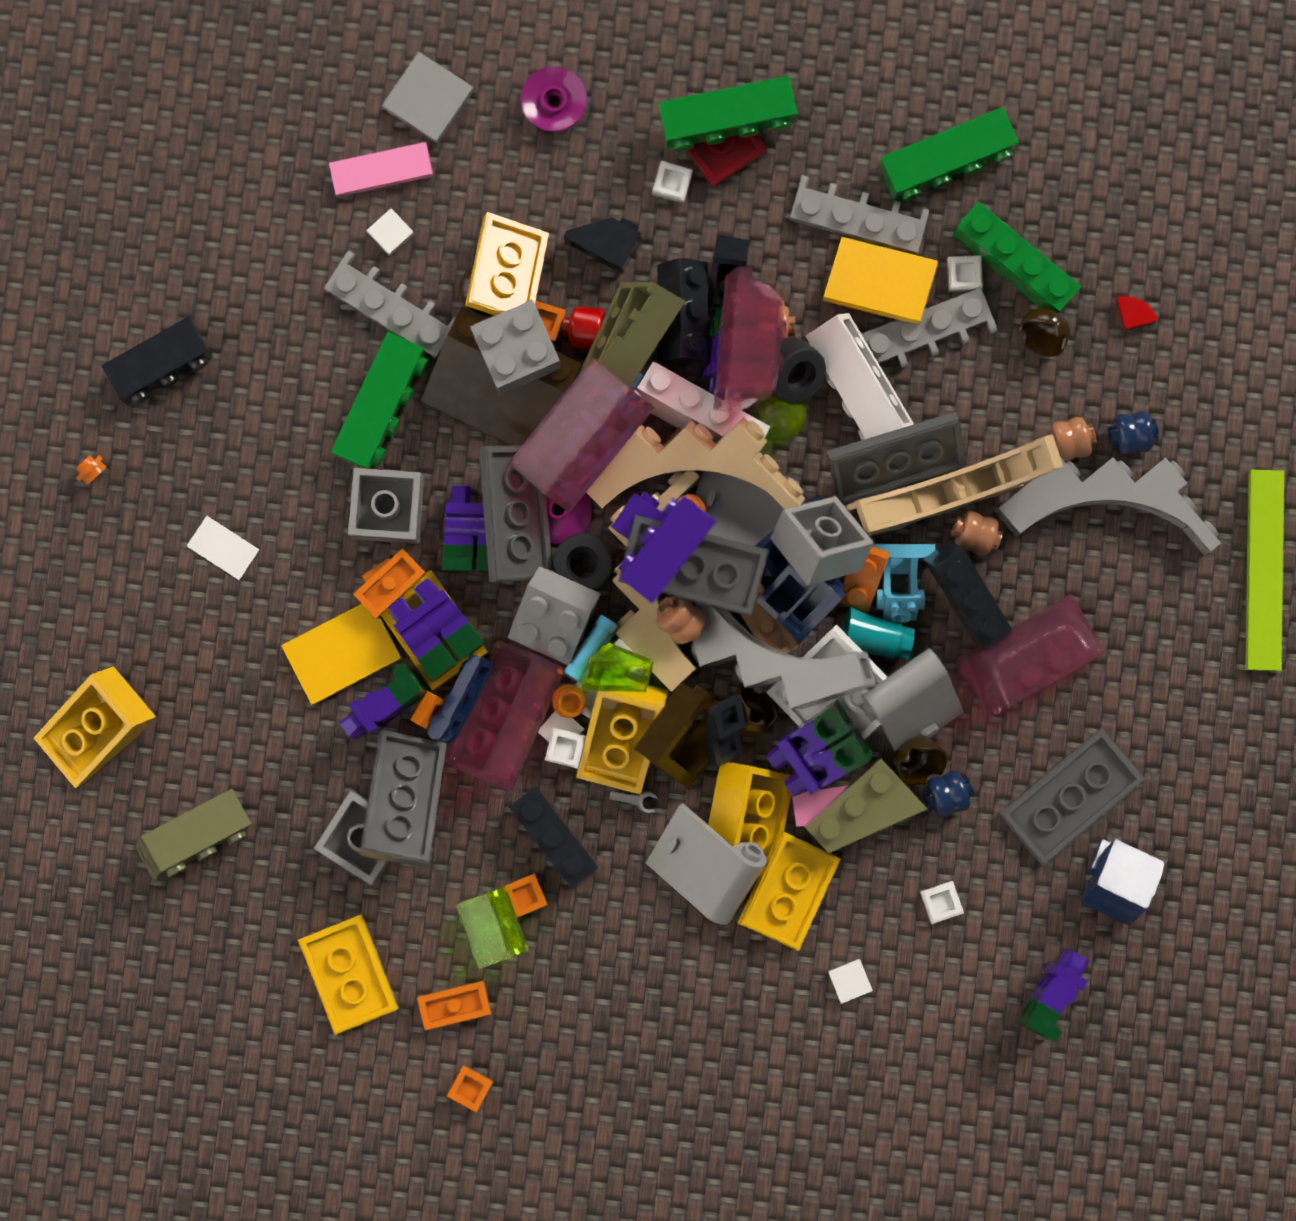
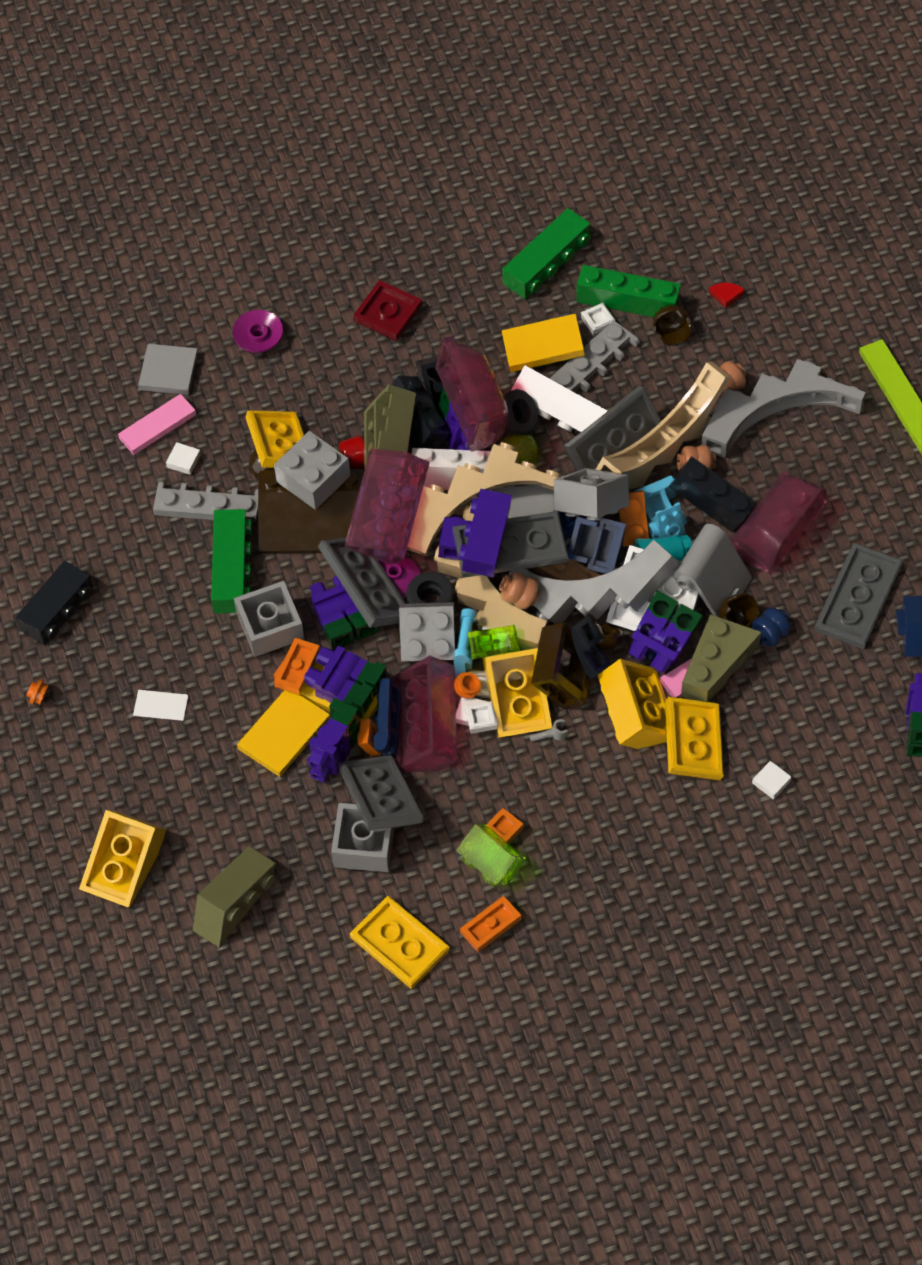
camera: 25 degrees left, 25 degrees down
(470, 1088) = (532, 975): orange plate -> none
(553, 837) = (504, 777): black brick -> none
(606, 241) = (338, 399): black slope -> none
(672, 182) = (366, 348): white tile -> none
(705, 865) = (626, 743): light grey door -> none
(727, 113) = (383, 285): green brick -> none
(858, 219) = (495, 319): light grey hinge -> none
(941, 902) = (807, 701): white tile -> none
(1133, 433) = (767, 358): dark blue piece -> none

